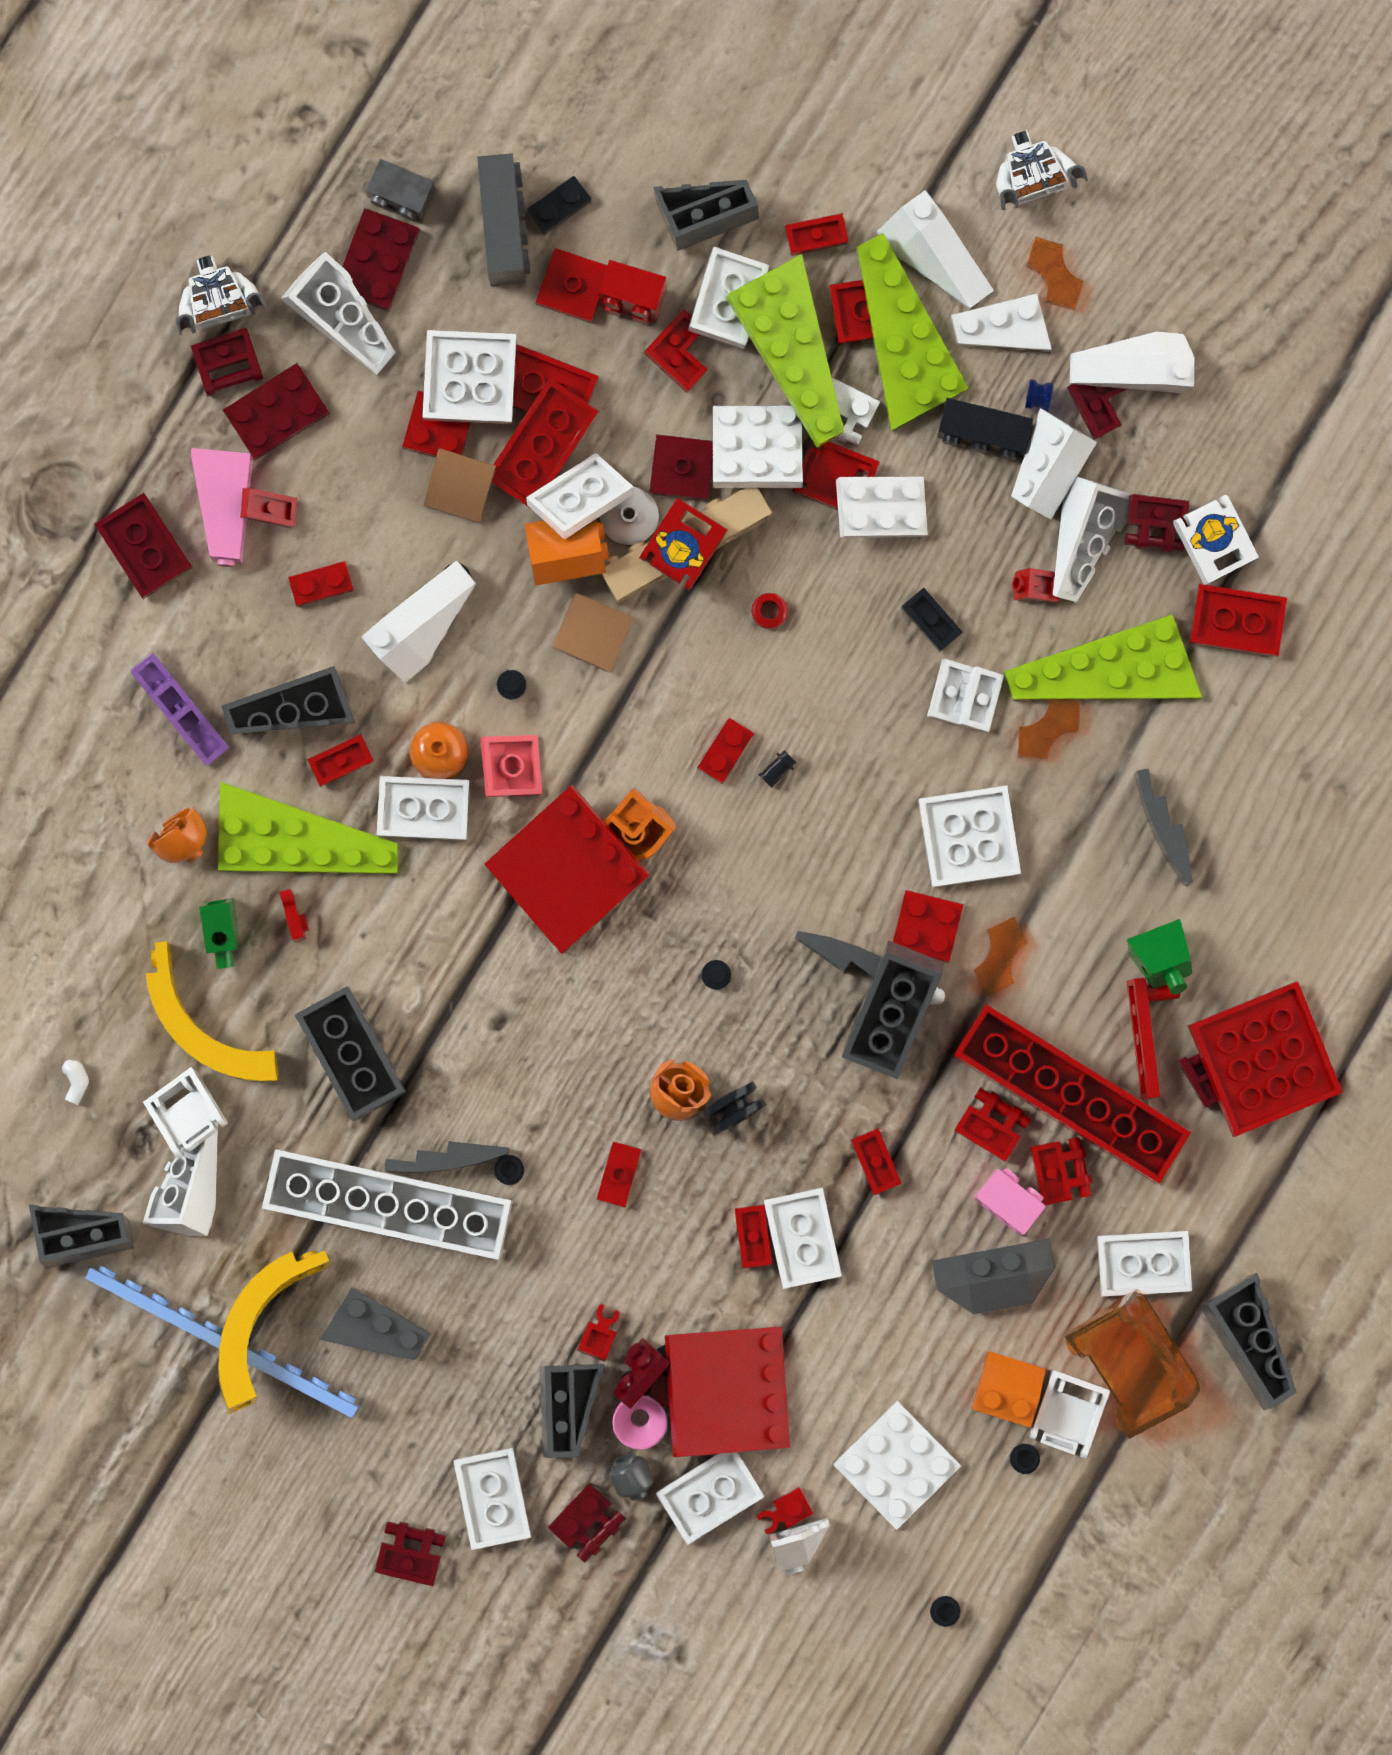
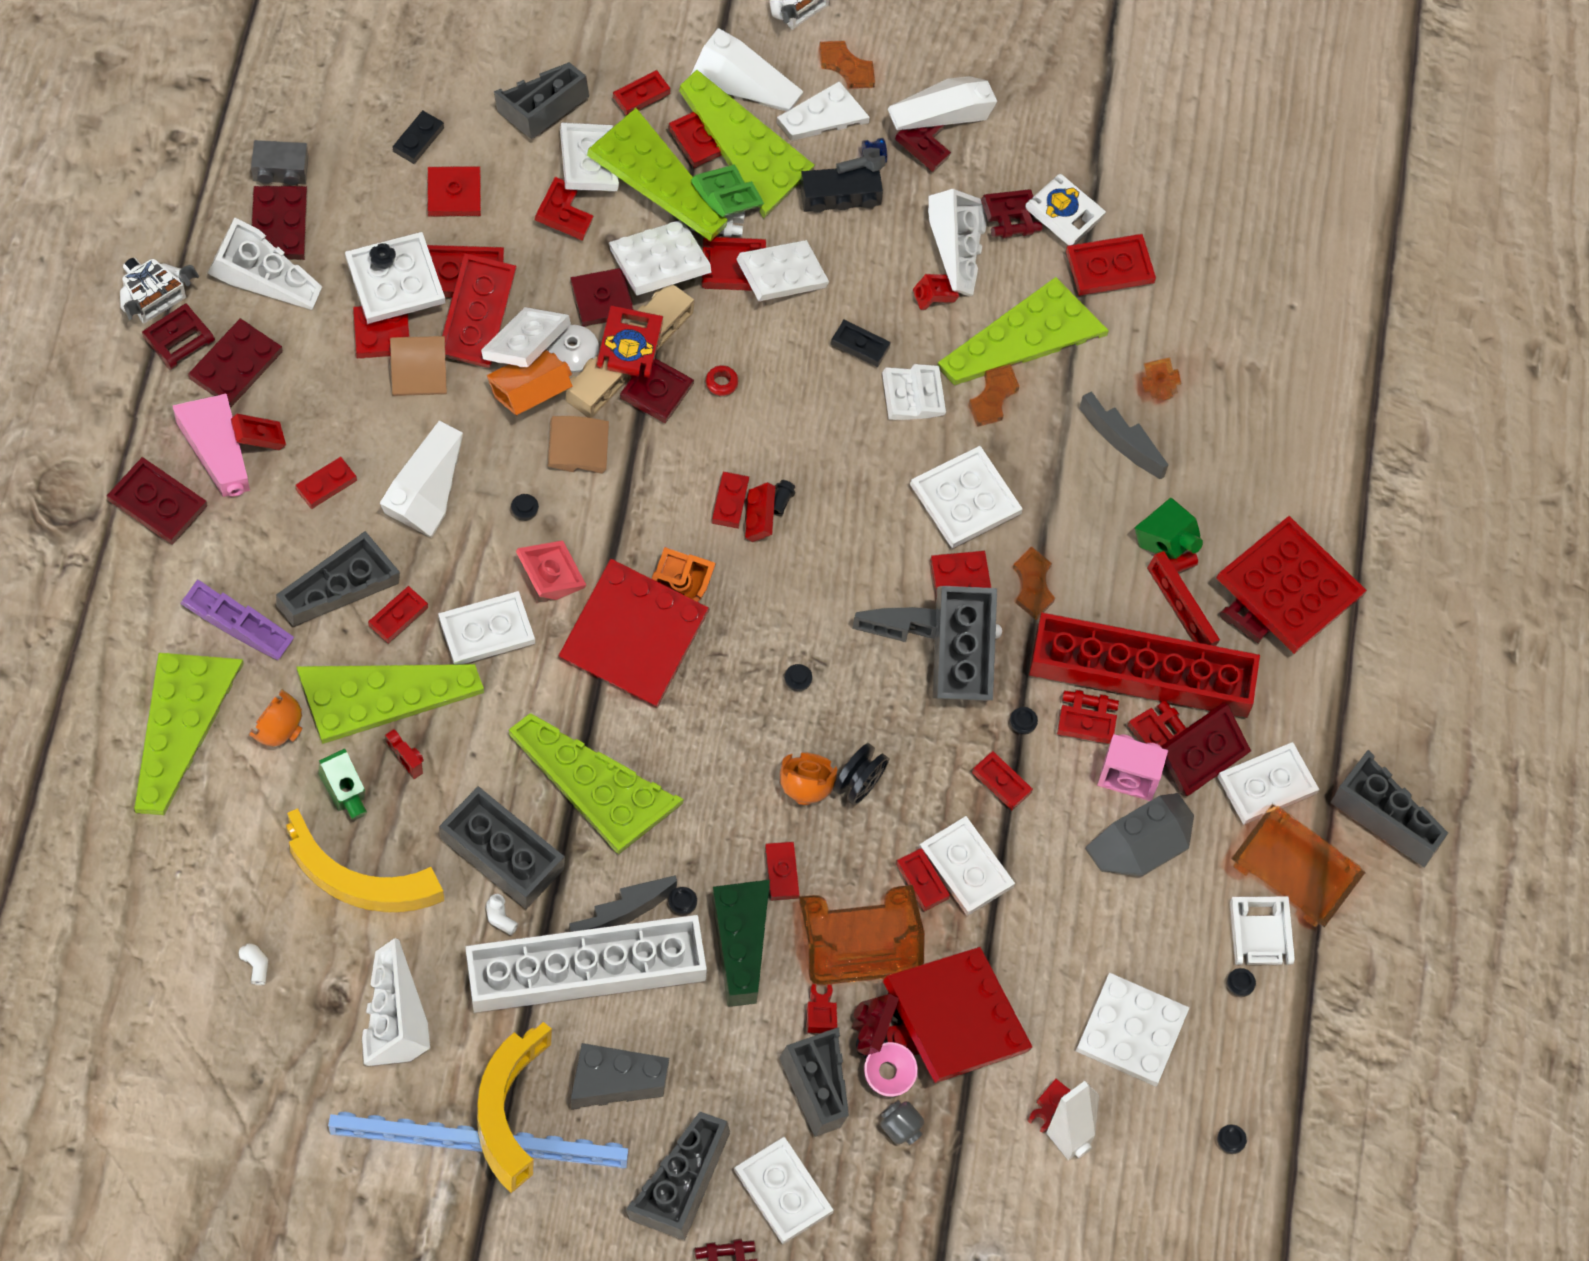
camera: 30 degrees left, 20 degrees down
(78, 1235) = (308, 1091): dark grey wedge -> none
(92, 789) = (180, 715): none -> lime wing
(189, 1119) = (376, 952): white container -> none
(323, 1118) = (497, 916): none -> white arm
(395, 1457) = (678, 1186): none -> dark grey wedge
(439, 751) = (481, 577): orange cylinder -> none
(466, 358) = (385, 261): none -> black plate
(475, 1028) = (600, 788): none -> lime wing
(501, 219) = (376, 153): dark grey brick -> none
(551, 1225) = (740, 934): none -> dark green wedge
(580, 1515) = (869, 1177): dark red plate -> none
(632, 292) = (508, 173): red brick -> none
(667, 1274) = (862, 940): none -> clear orange windscreen
(700, 605) = (659, 393): none -> dark red plate
(709, 1495) = (979, 1114): white plate -> none
(748, 778) = (760, 512): none -> red plate
(857, 395) = (726, 191): none -> bright green slope
(925, 1104) = (1023, 720): none -> black plate
(1008, 1389) = (1201, 930): orange slope -> none
(1018, 411) = (871, 159): none -> dark grey bar
(1050, 464) = (908, 192): white wedge -> none
(1092, 1207) = (1205, 749): none -> dark red plate
(1238, 771) = (1161, 370): none -> clear orange brick

